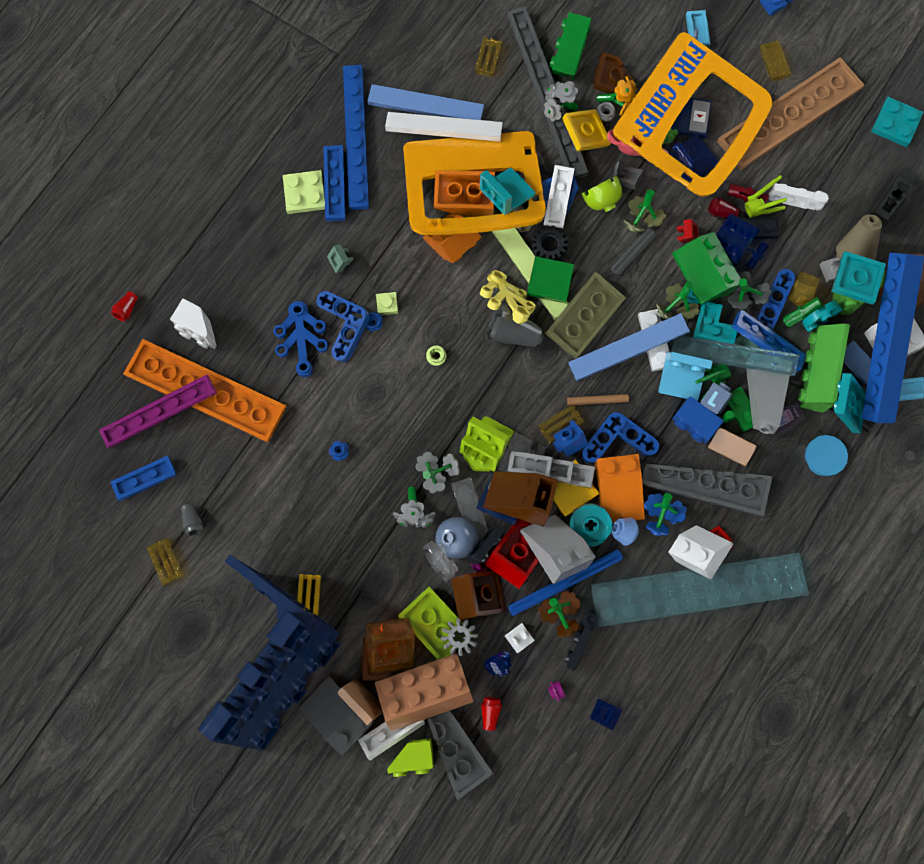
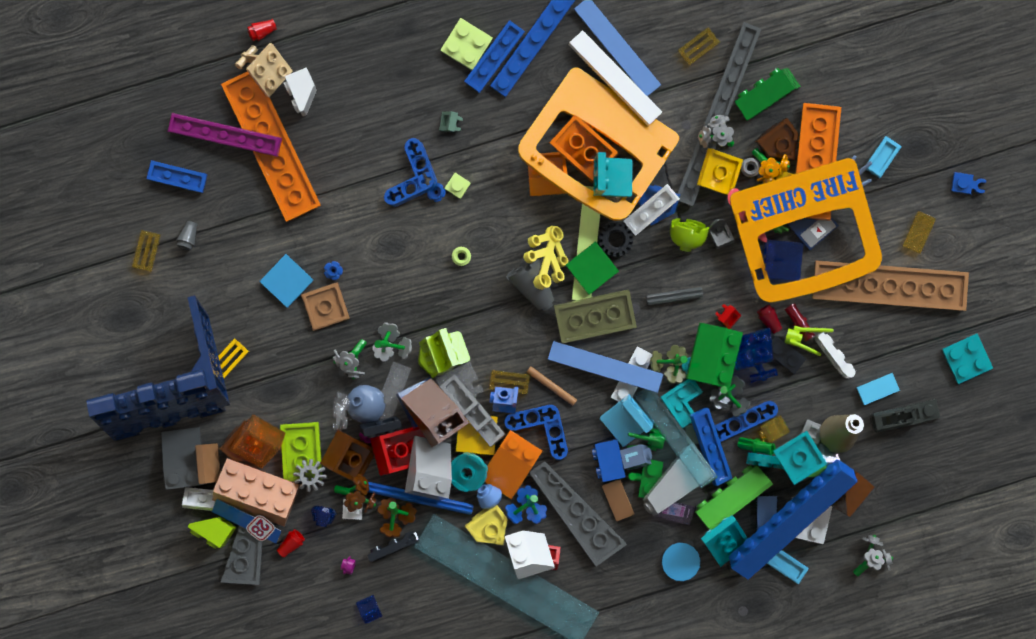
camera: 35 degrees right, 10 degrees up
(151, 330) = (266, 69): none -> tan plate
(300, 335) = (374, 158): blue plant -> none
(306, 490) = (286, 280): none -> dark azure tile
(356, 485) = (325, 306): none -> medium nougat tile
(450, 722) = (257, 526): none -> blue sticker
(517, 624) = (354, 499): none -> reddish brown plant
(640, 52) = (818, 140): none -> orange plate
(640, 207) = (709, 266): olive plant -> none
(646, 556) = (488, 526): none -> light yellow plate
(852, 197) = (878, 389): none -> medium azure tile

